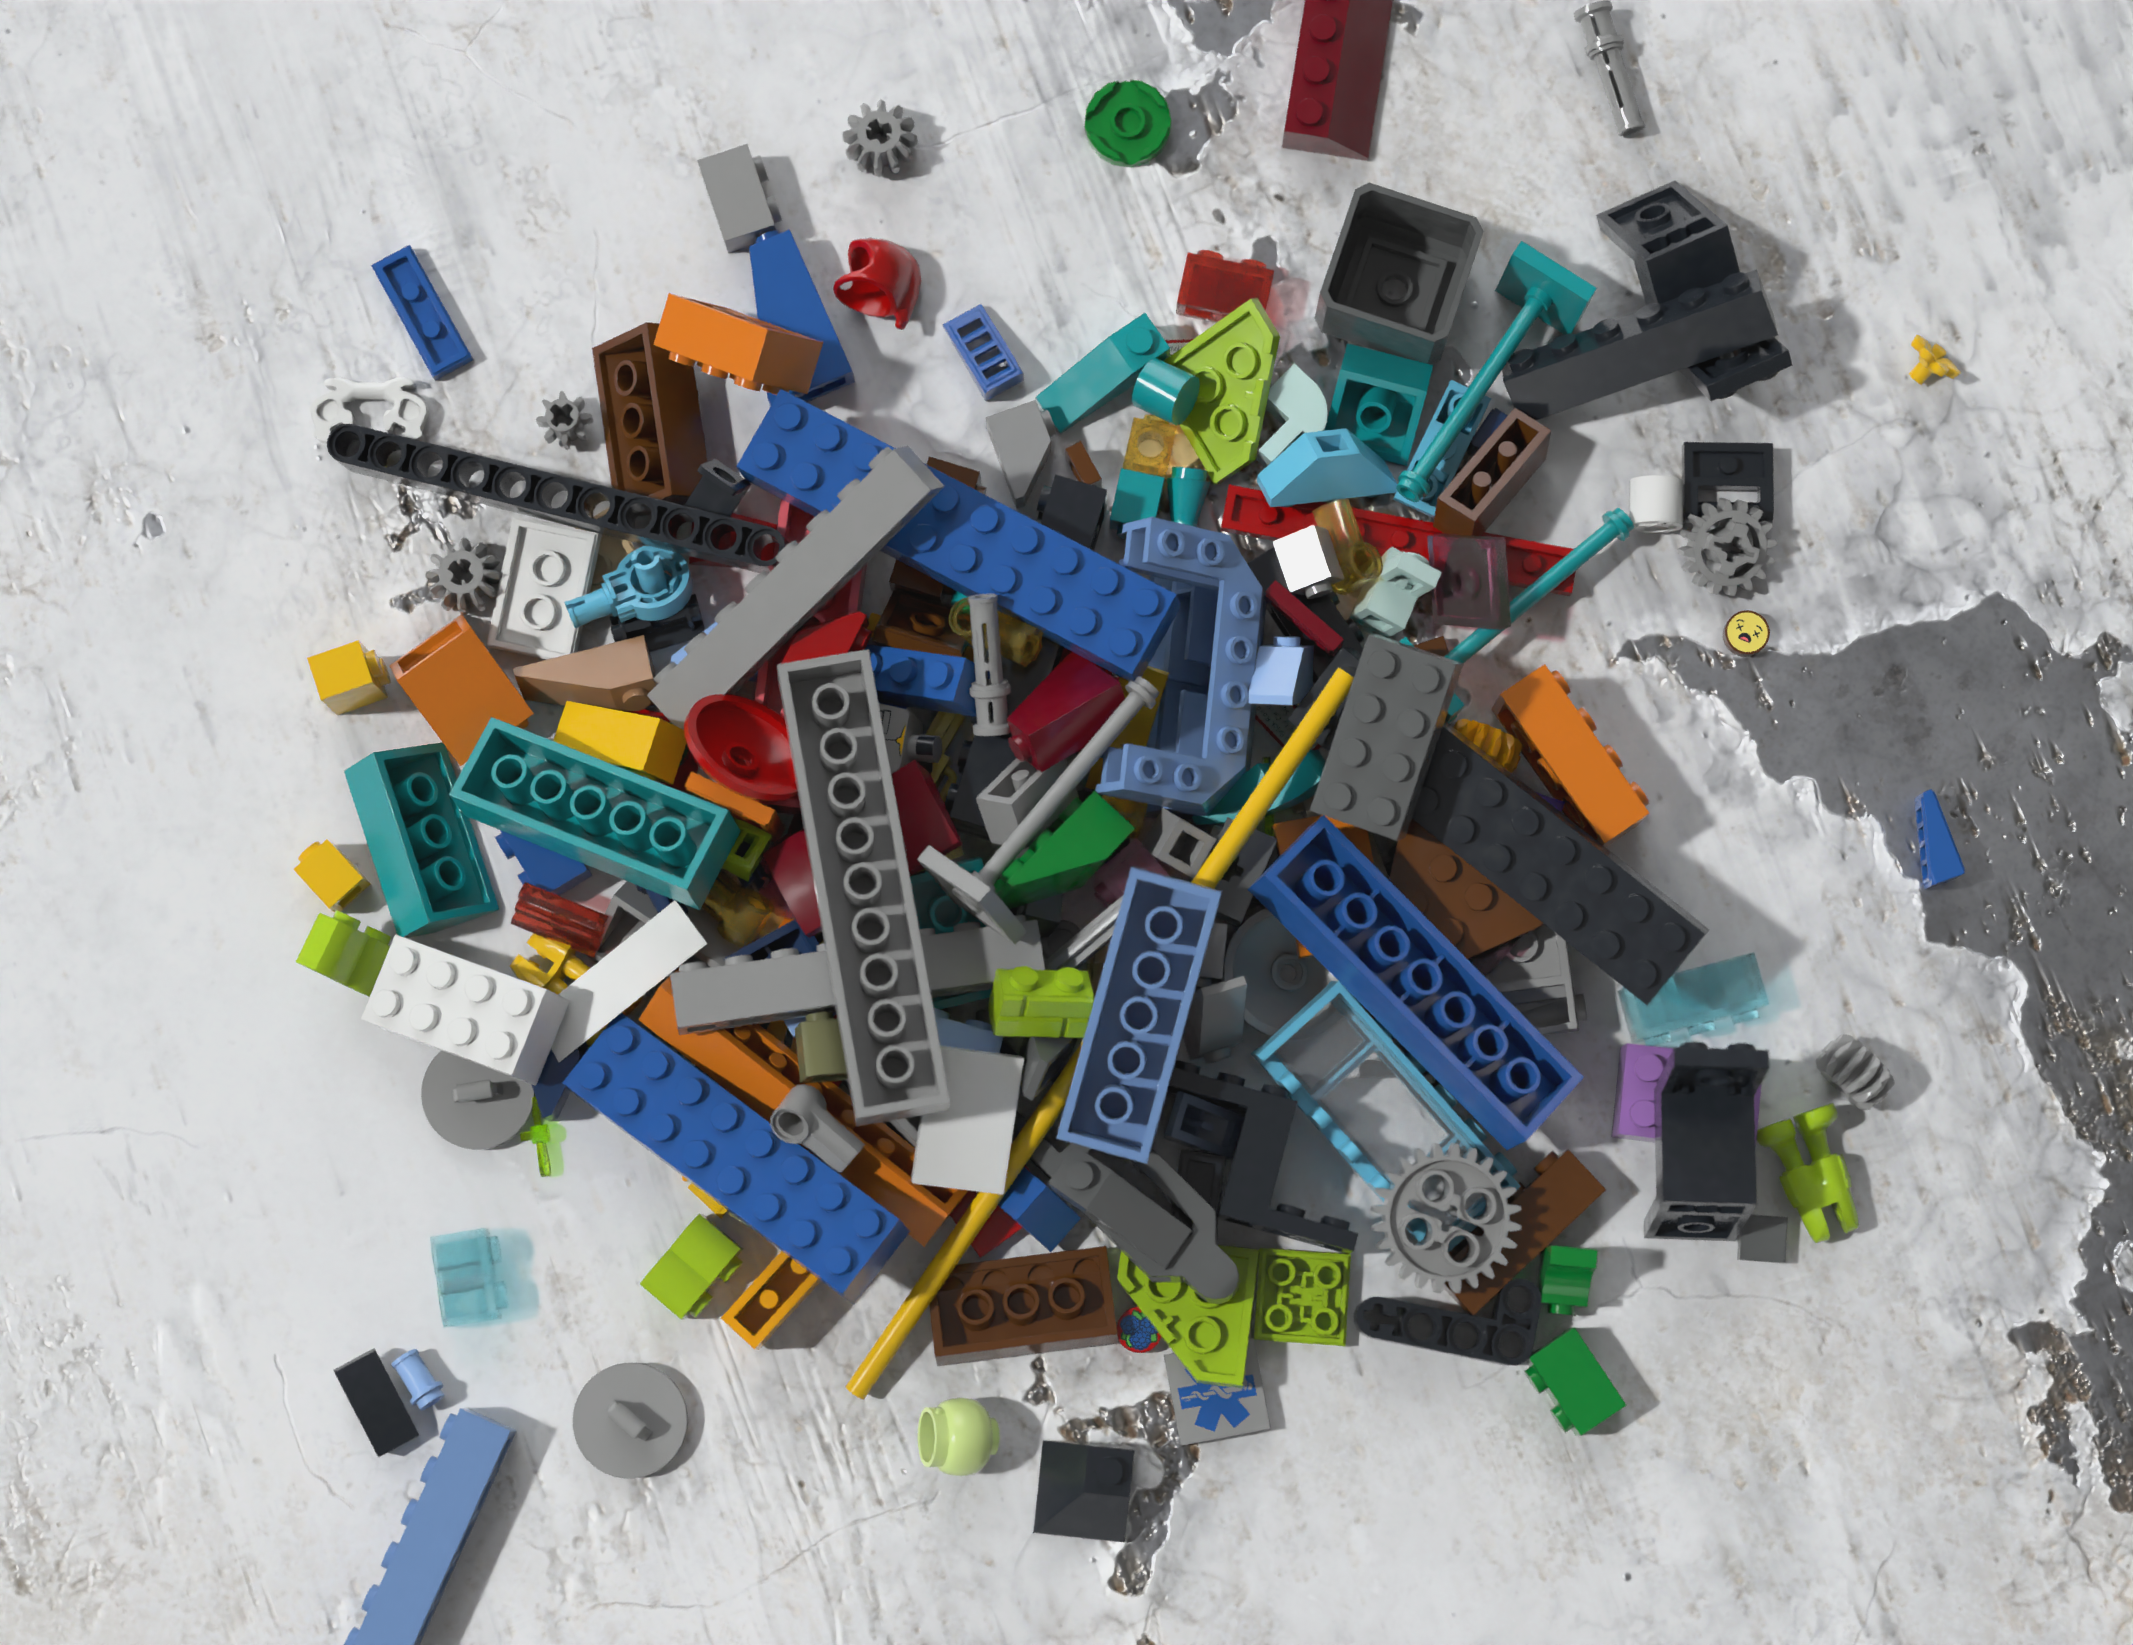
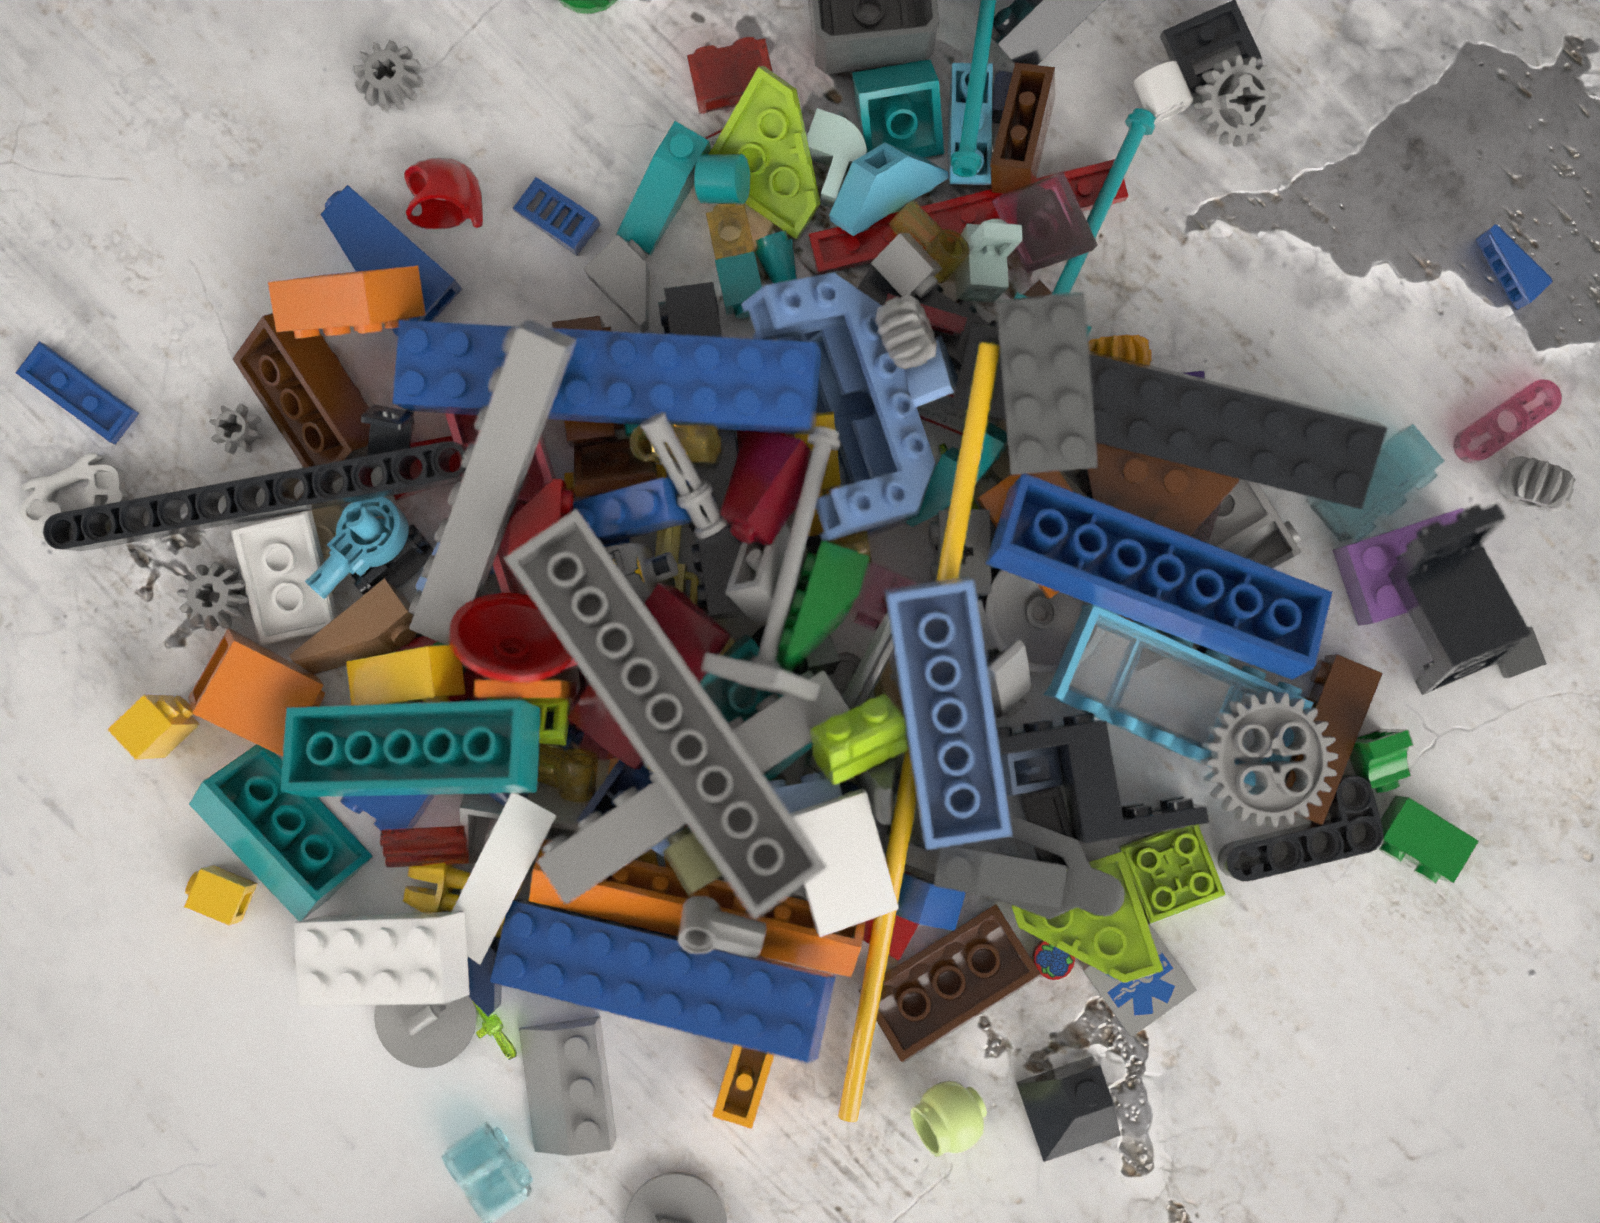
camera: 25 degrees left, 5 degrees up
(345, 953) = (258, 957): lime brick -> none
(587, 1228) = (568, 1087): none -> light grey slope
(692, 1268) = (668, 1078): lime brick -> none
(738, 197) = (292, 177): light grey brick -> none
(1082, 465) = (680, 271): reddish brown tile -> none
(1178, 843) = (908, 550): light grey brick -> none
(1273, 625) = (906, 332): none -> light grey gear
(1569, 757) = (1193, 331): orange brick -> none
(1746, 633) = (1281, 166): light yellow tile -> none
(1817, 1184) = (1547, 582): lime piece -> none
(1890, 980) = (1522, 416): none -> clear pink beam

